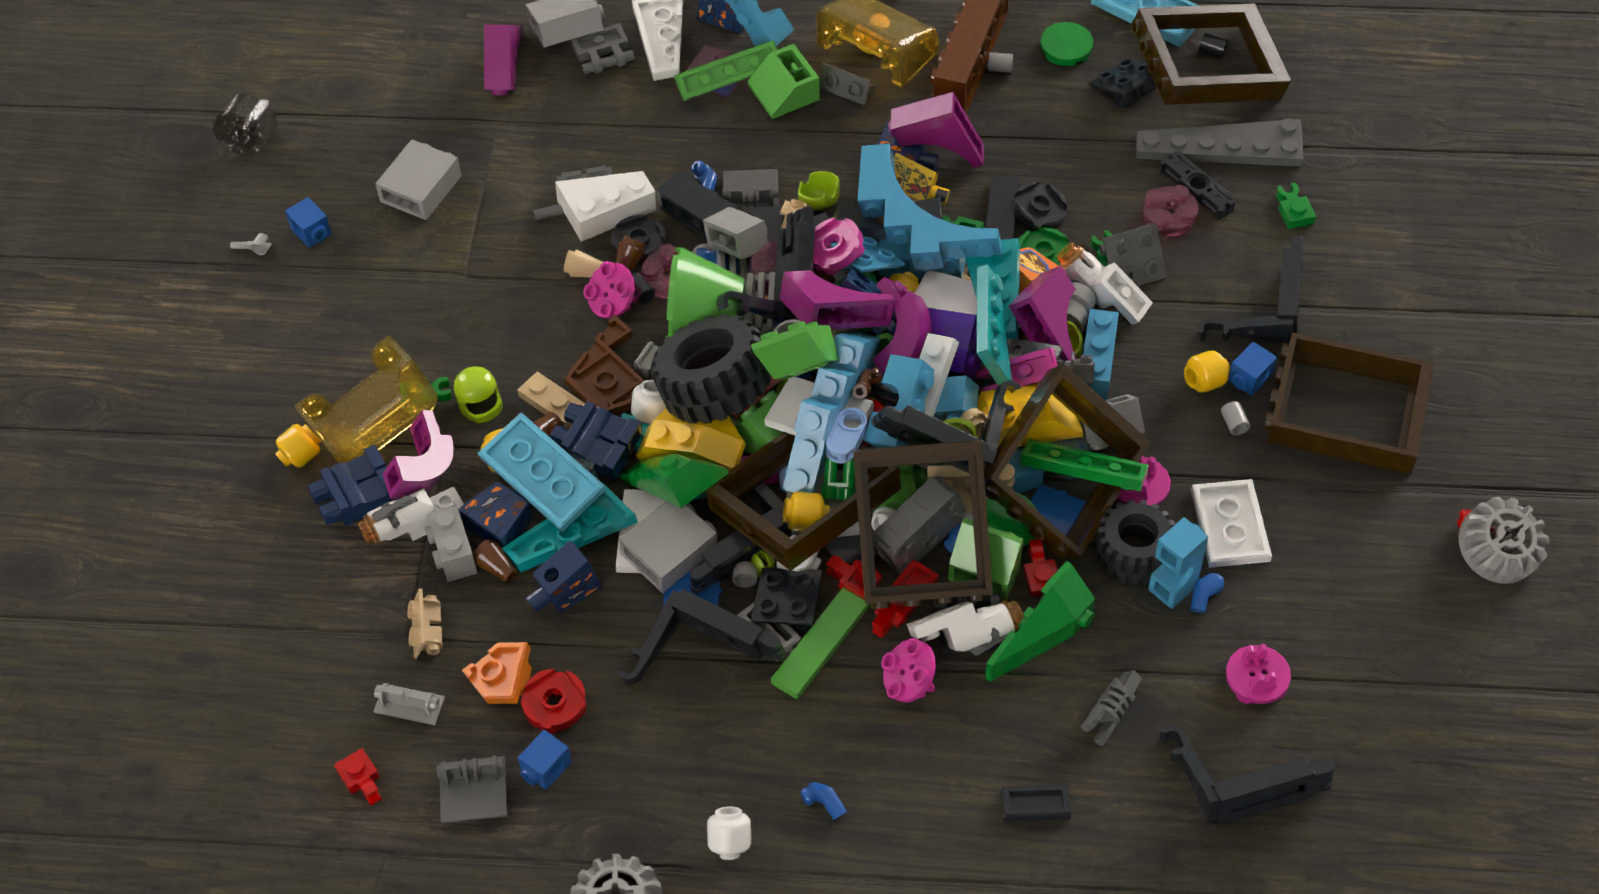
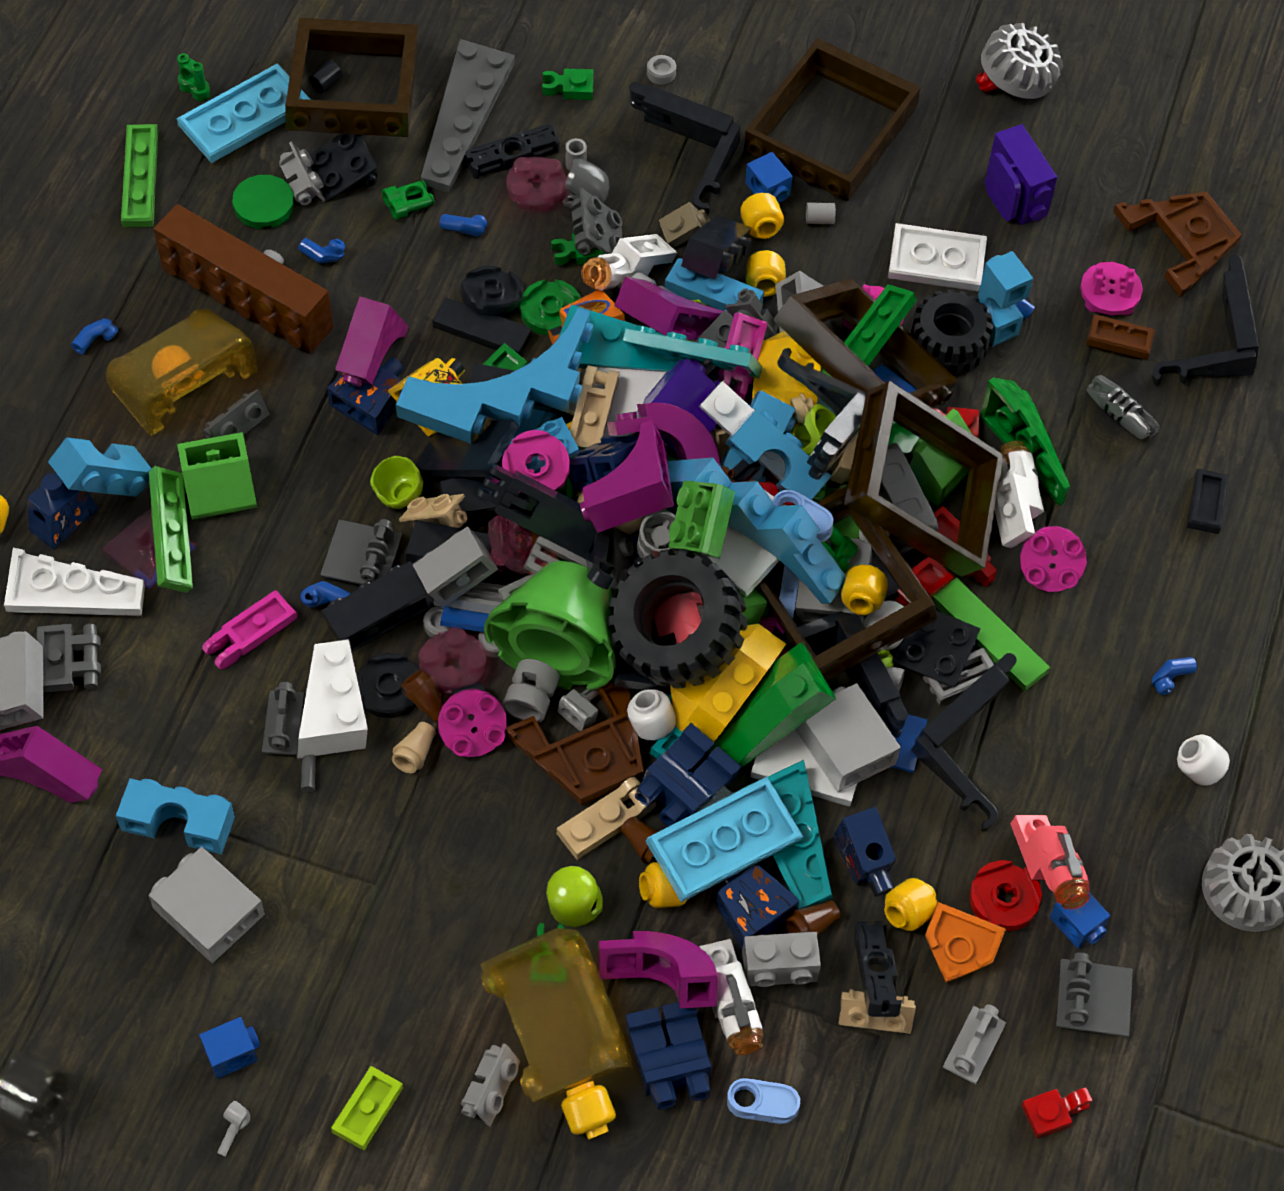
camera: 80 degrees left, 5 degrees up
(277, 314) = (367, 1108): none -> lime plate
(305, 383) = (498, 1069): none -> light grey hinge
(330, 570) = (772, 1102): none -> light blue piece
(434, 611) = (877, 987): none -> black piece
(487, 159) = (149, 804): none -> dark azure arch
(525, 625) = (910, 904): none -> yellow head
(587, 719) = (1052, 858): none -> coral plate
(648, 322) = (531, 689): none -> light grey wheel
(659, 142) = (250, 629): none -> dark pink hinge
(930, 283) = (594, 407): none -> tan plate
(1031, 93) = (330, 253): none -> blue arm
(1099, 169) = (471, 226): none -> blue arm
(1103, 58) = (308, 183): none -> light grey hinge
(1105, 123) = (398, 204): none -> green piece
(1142, 335) = (717, 247): none -> black brick
(1144, 385) = (764, 271): none -> yellow head
(1174, 321) = (682, 224): none -> dark tan bracket
(1176, 234) = (588, 177): none -> dark grey helmet
(1199, 691) = (1120, 337): none -> reddish brown plate
(1211, 226) = (575, 149): none -> light grey hinge
(1345, 558) = (1019, 177): none -> dark purple brick
(1346, 267) = (661, 69): none -> light grey tile
(1367, 738) = (1195, 228): none -> reddish brown wing

